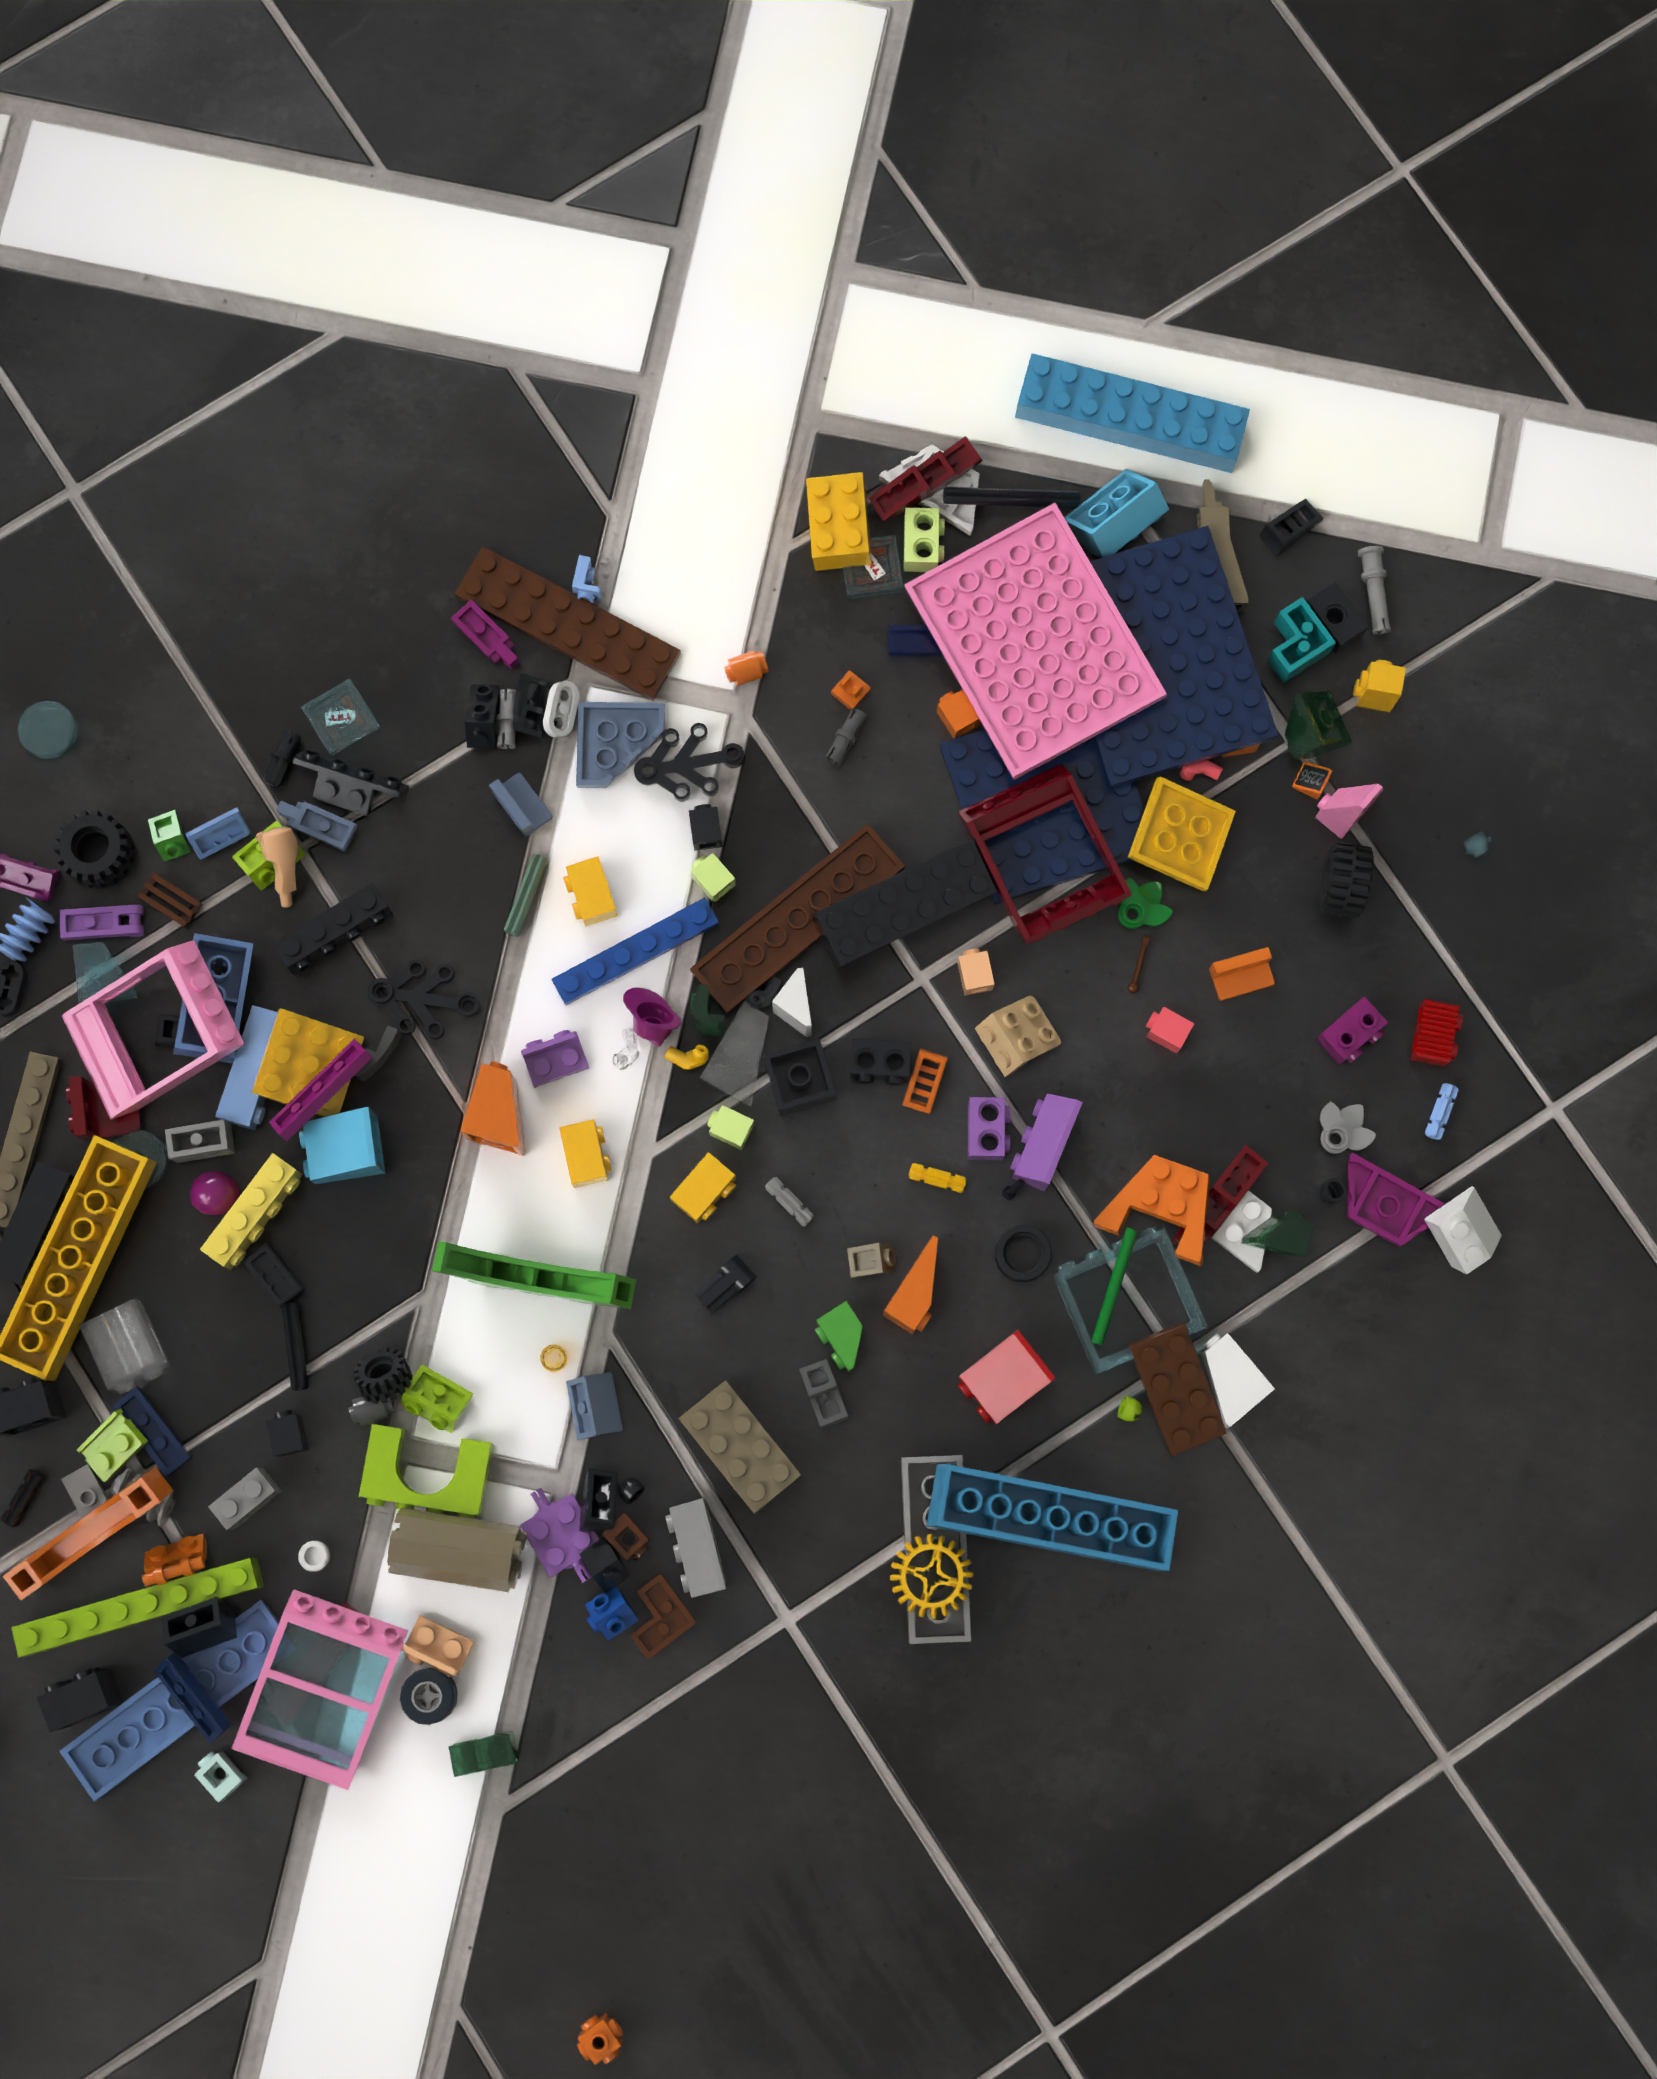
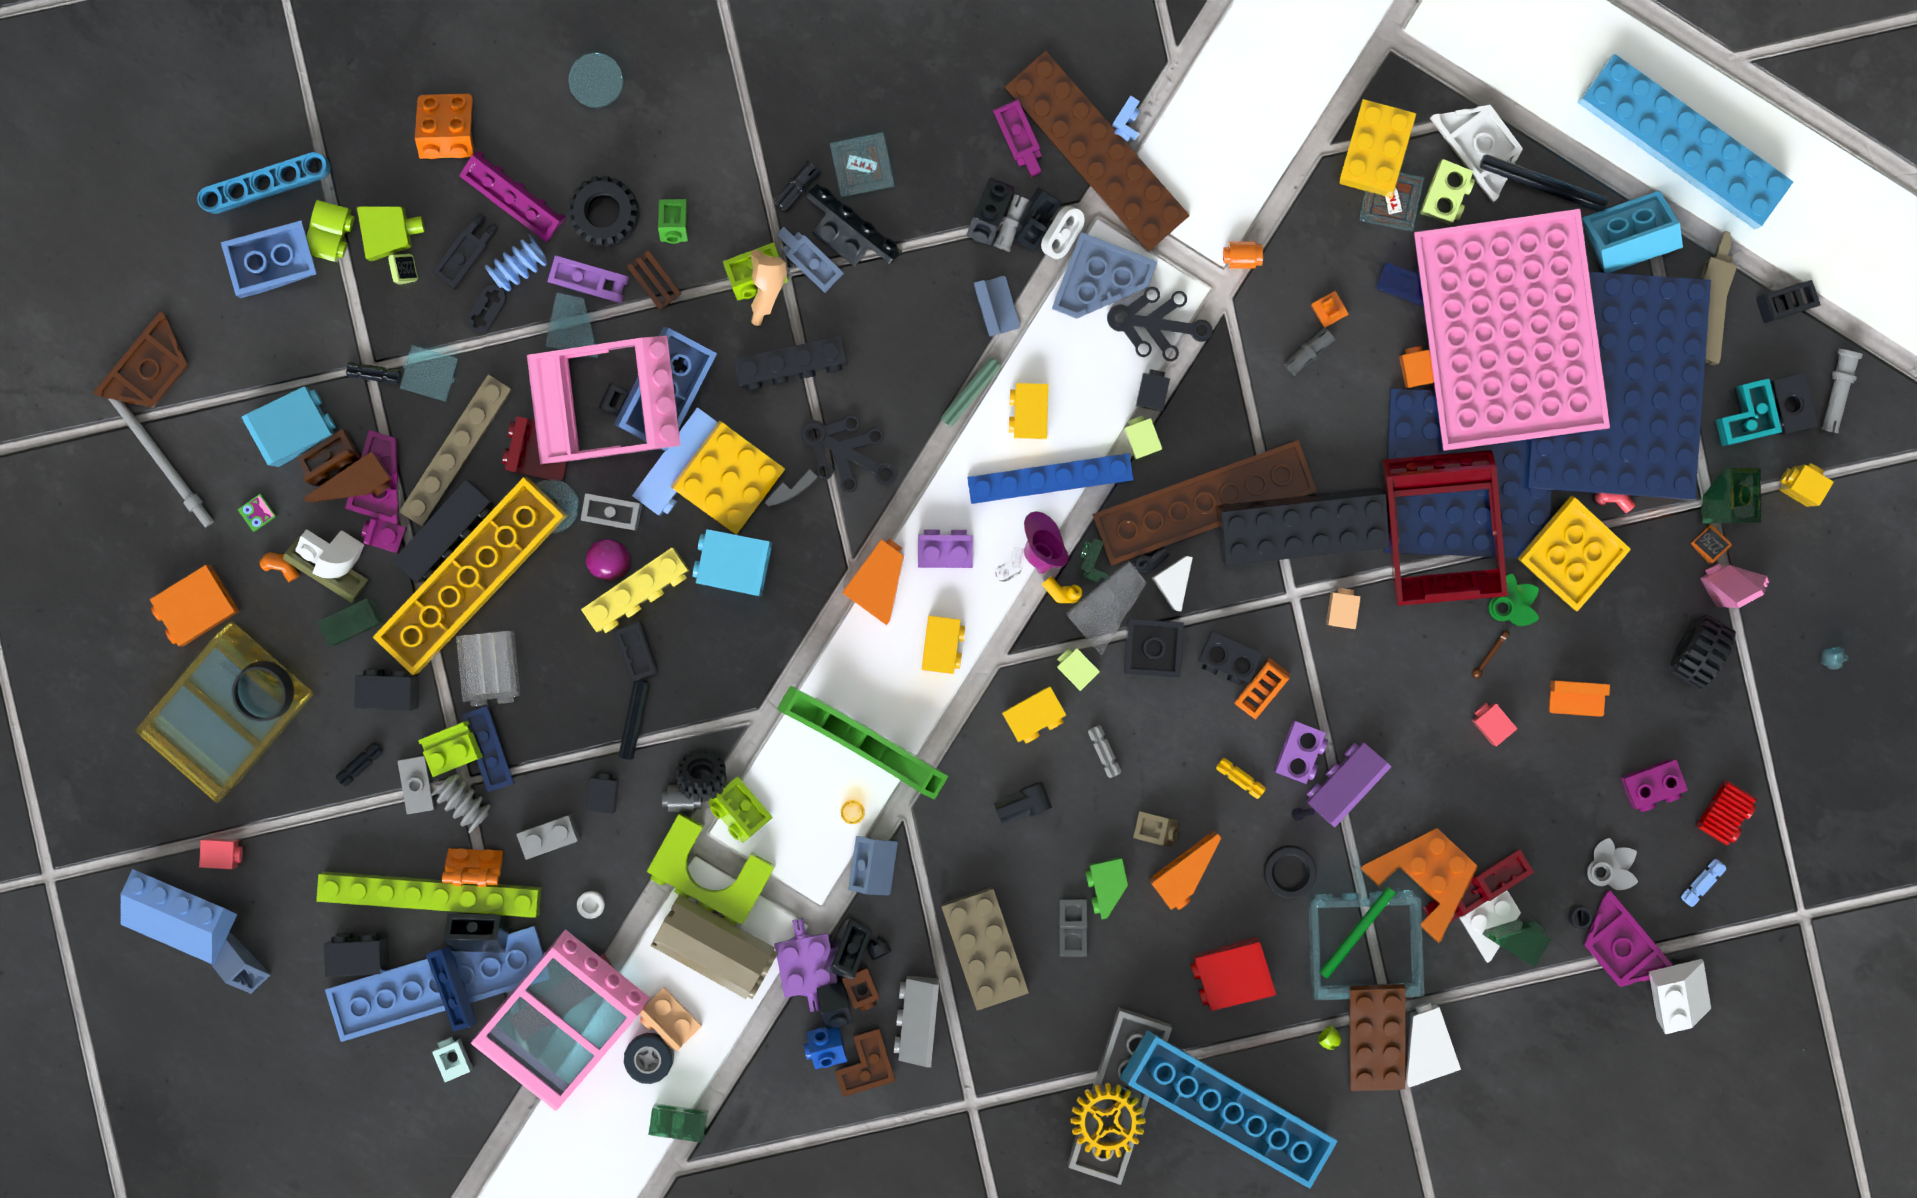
camera: 15 degrees right, 10 degrees up
(87, 1533) = (370, 827): orange arch -> none
(218, 833) = (718, 235): medium blue plate -> none
(320, 1090) = (732, 509): magenta hinge -> none
(926, 479) = (1471, 138): dark red slope -> none
(1017, 1034) = (1359, 679): tan bracket -> none

